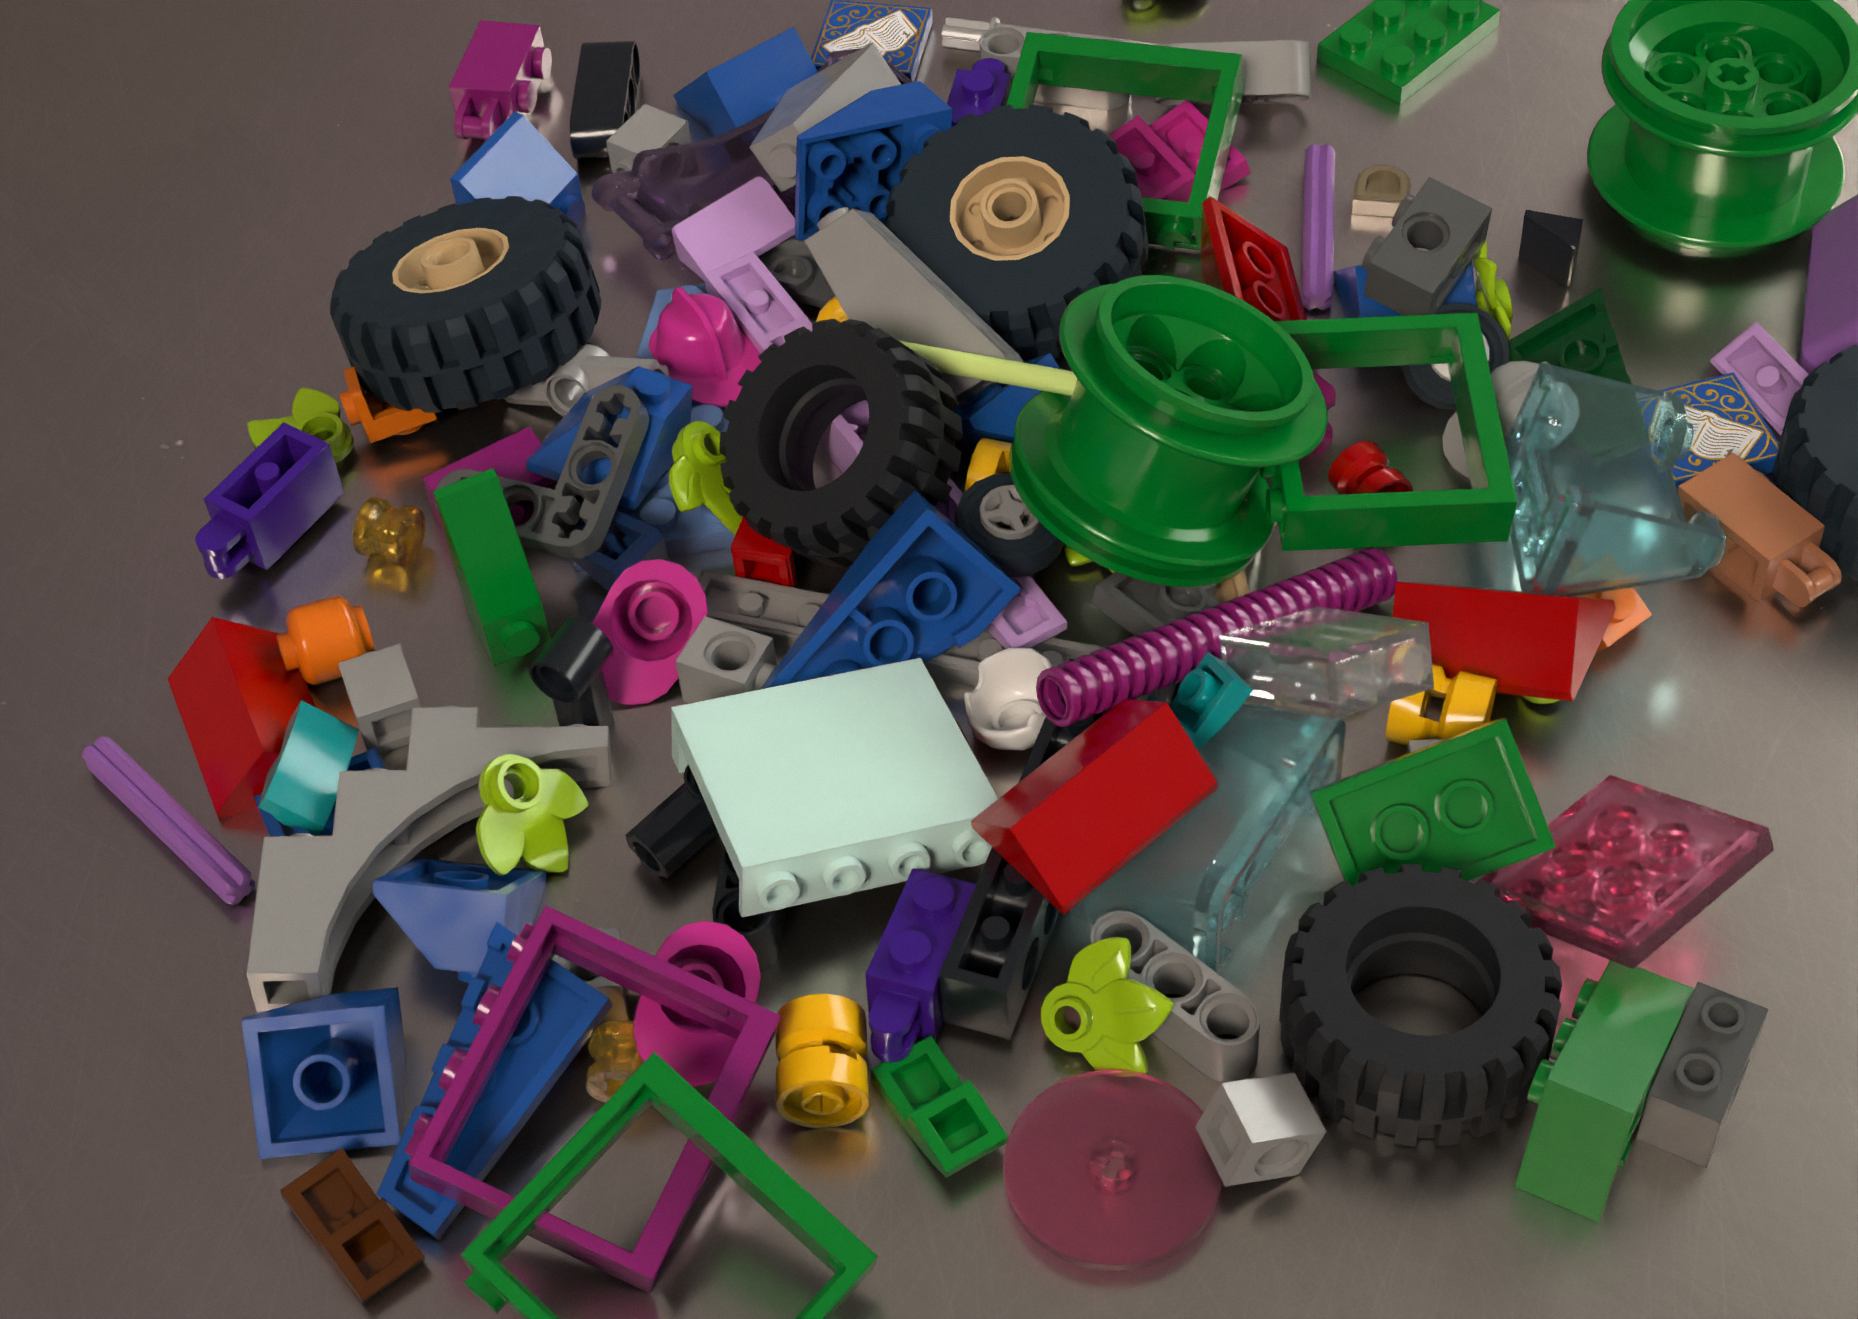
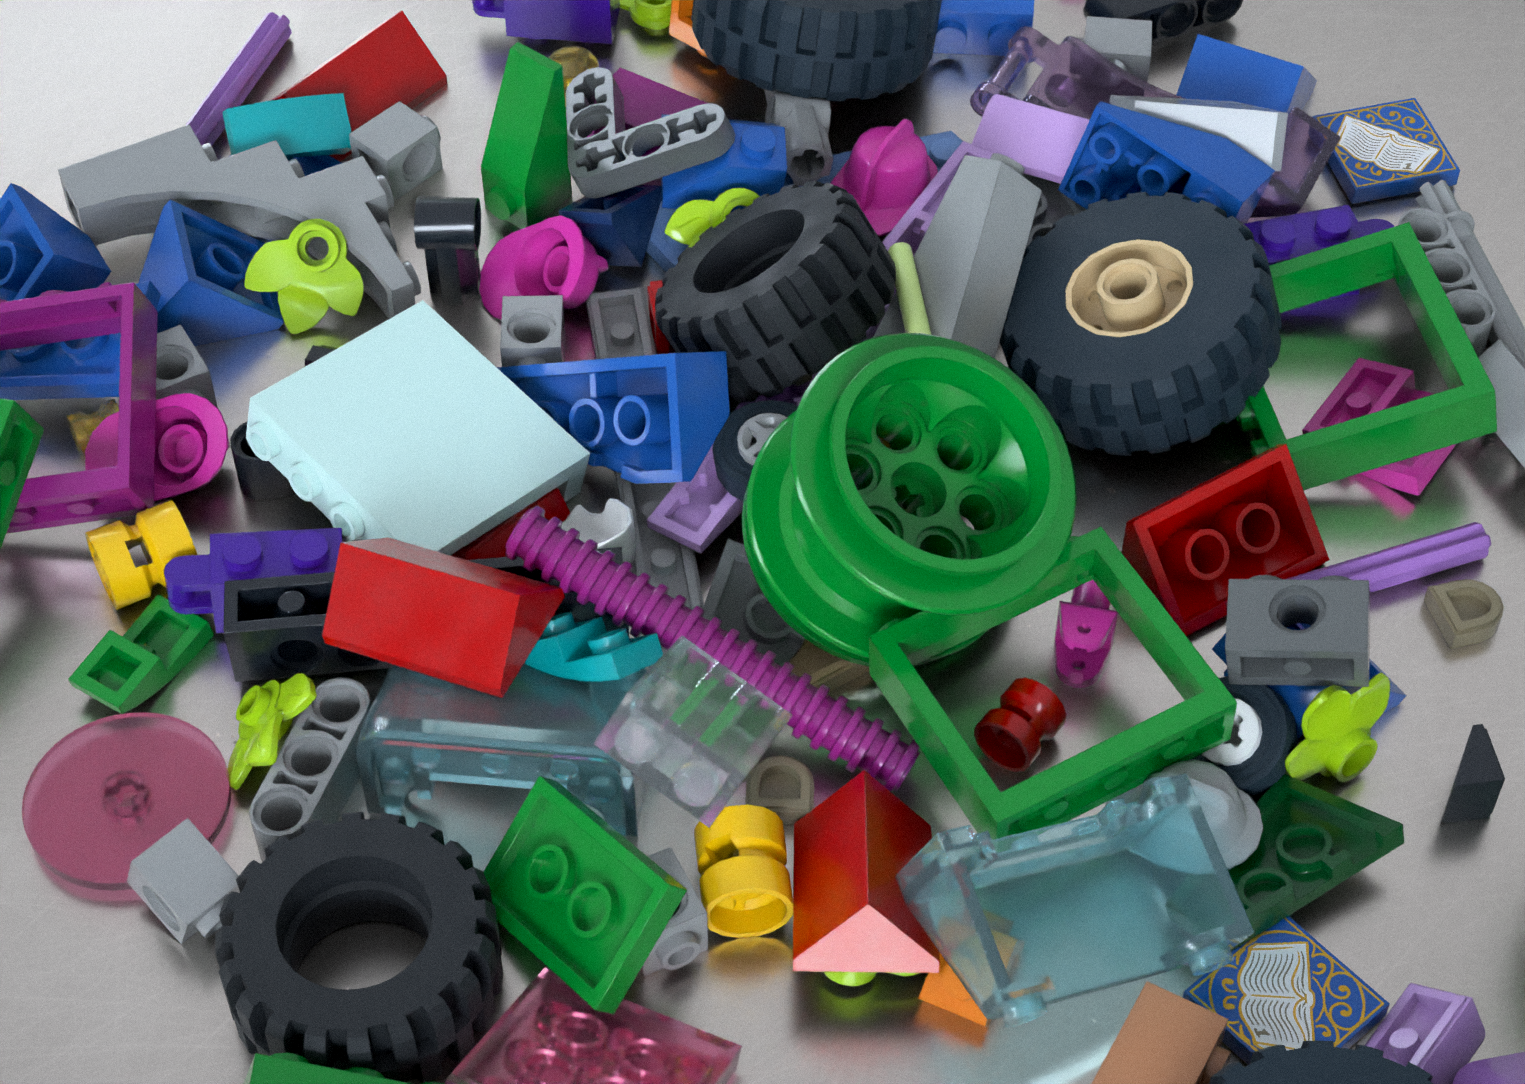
camera: 60 degrees right, 0 degrees up
(322, 637) = (435, 88): orange head -> none

